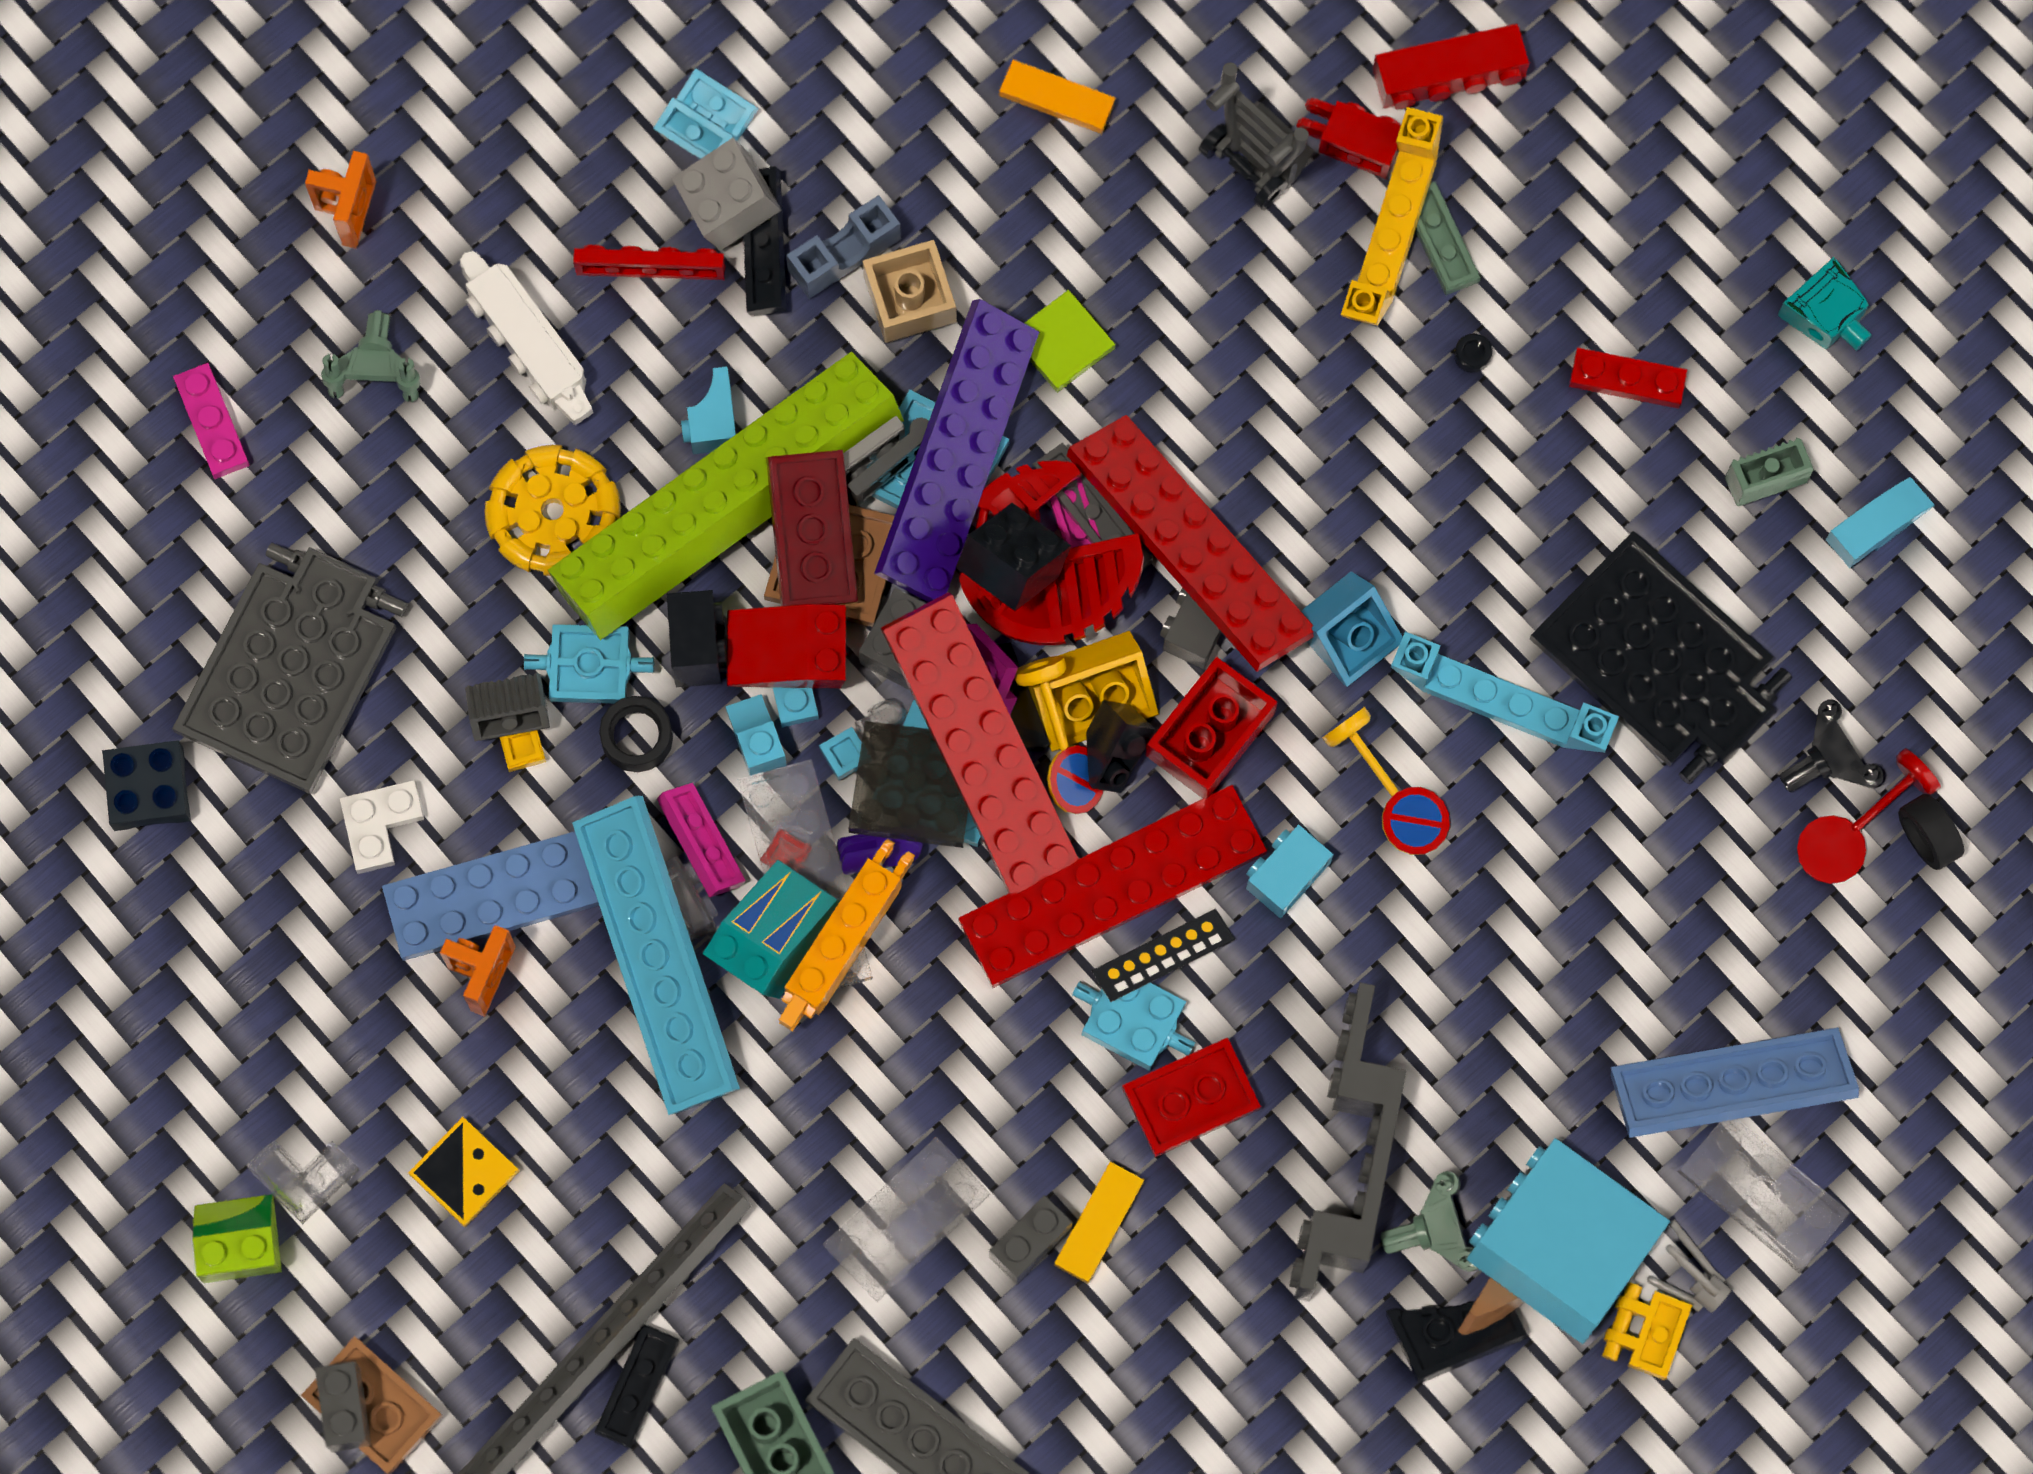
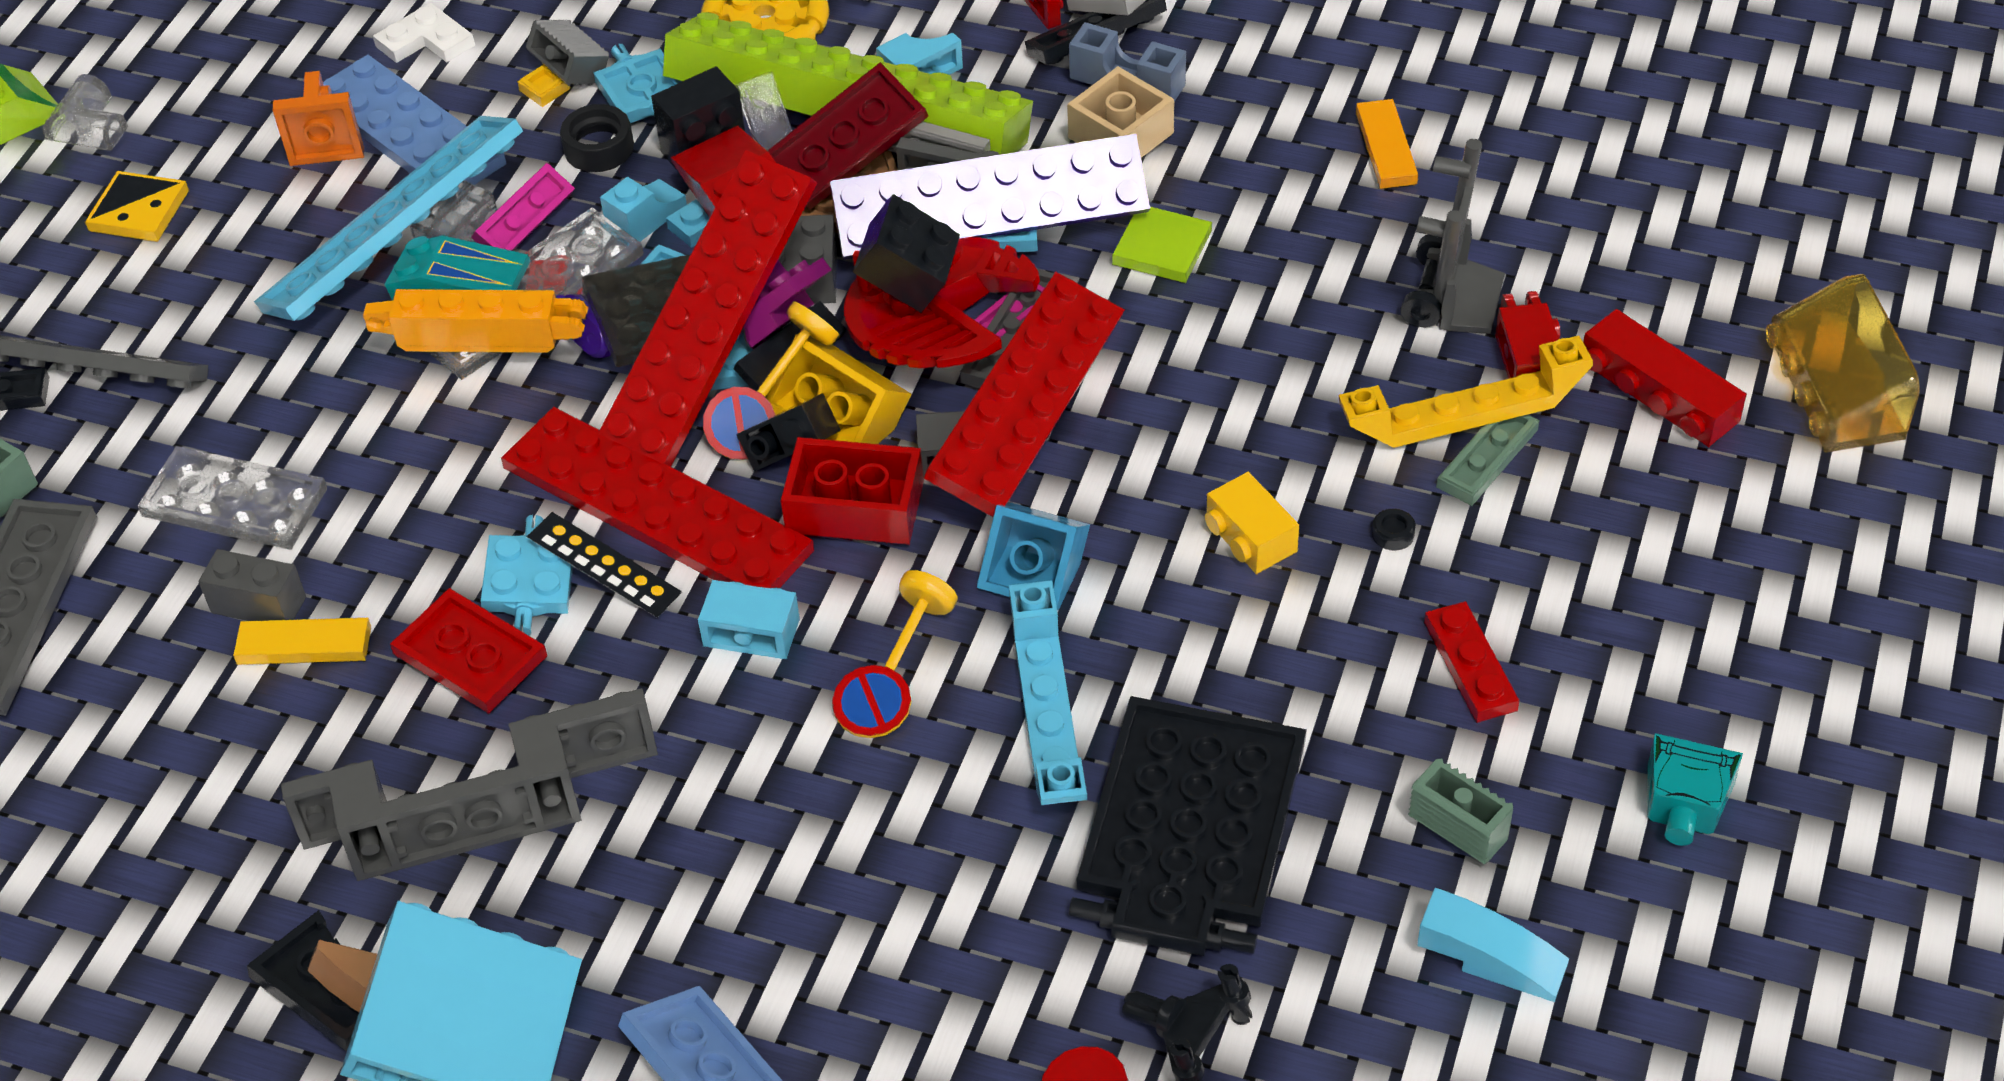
camera: 65 degrees right, 25 degrees down
(716, 574) = (764, 110): none -> clear plate
(1414, 453) = (1251, 523): none -> yellow brick
(1435, 1227) = (448, 895): sand green axle -> none

